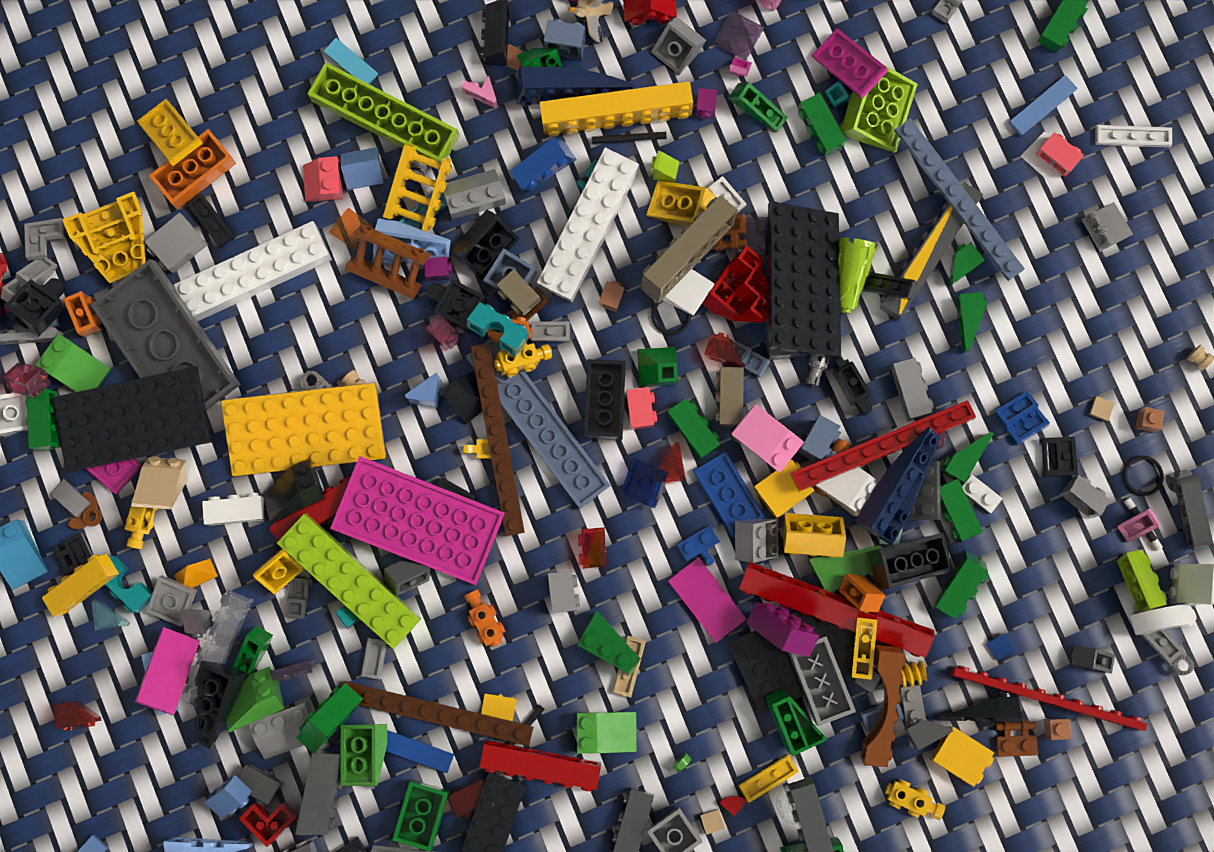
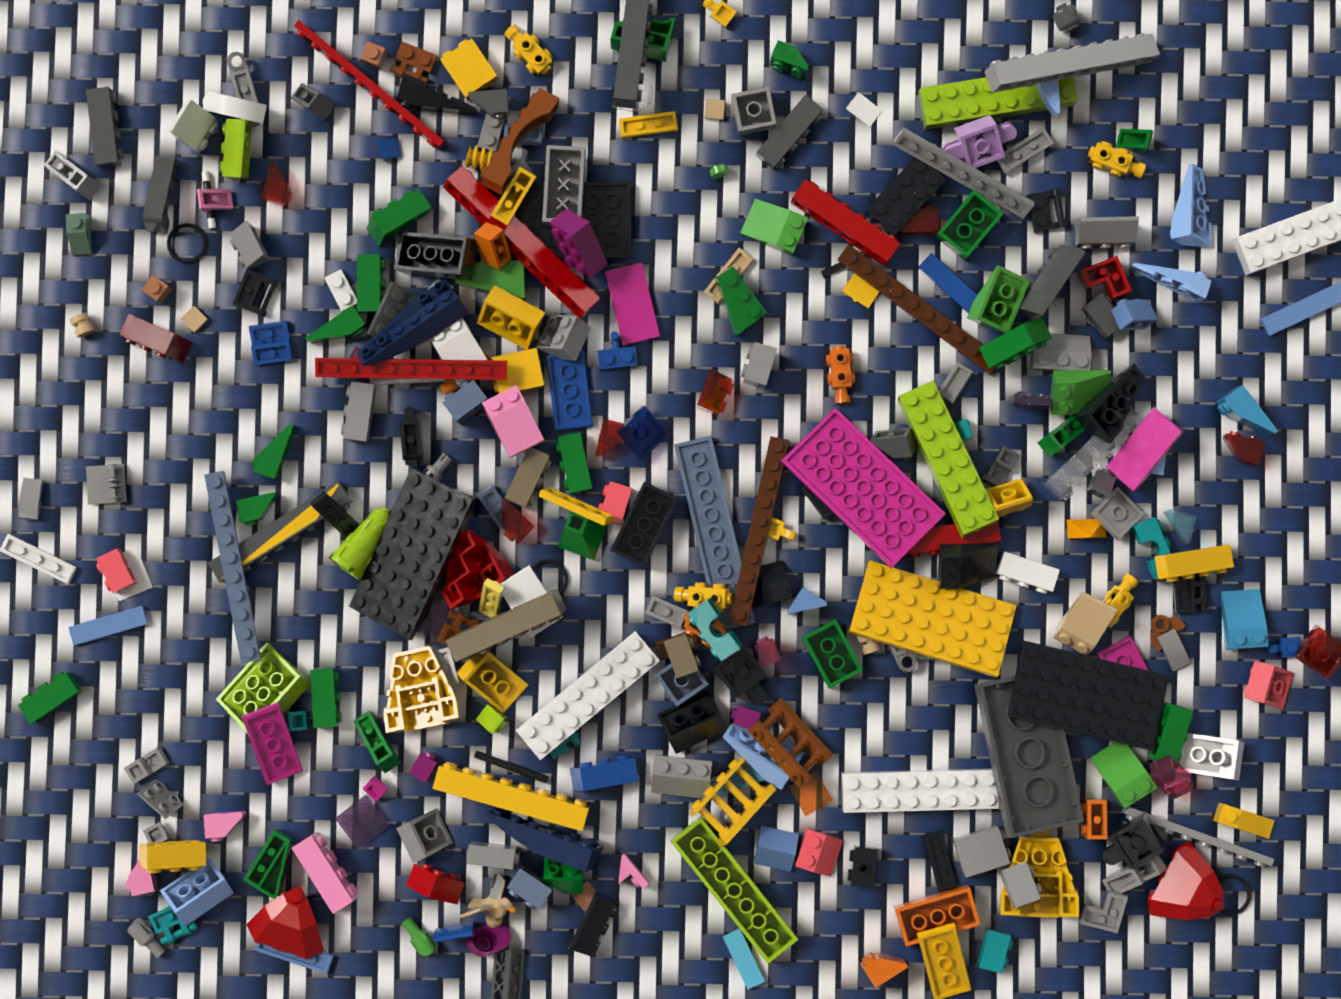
camera: 150 degrees left, 5 degrees up
(92, 753) = (1243, 409): none -> dark azure slope
(124, 221) = (1020, 884): none -> light grey slope
(129, 162) = (994, 950): none -> teal brick
(222, 104) = (882, 967): none -> orange slope
(276, 184) = (863, 866): none -> black brick
(383, 357) = (831, 653): none -> green brick
(610, 52) = (493, 855): none -> light grey brick
(612, 295) = (594, 620): nougat brick -> none
(674, 388) = (576, 506): none -> yellow tile
(713, 271) = (491, 598): none -> light yellow plate
(733, 803) = (689, 116): red tile -> none
(741, 162) = (418, 693): none -> yellow wedge
(793, 725) = (605, 158): green wedge -> none
(1087, 563) = (276, 187): none -> clear red slope
(1128, 373) = (155, 338): none -> wedge
(1168, 184) = (30, 499): none -> light grey slope

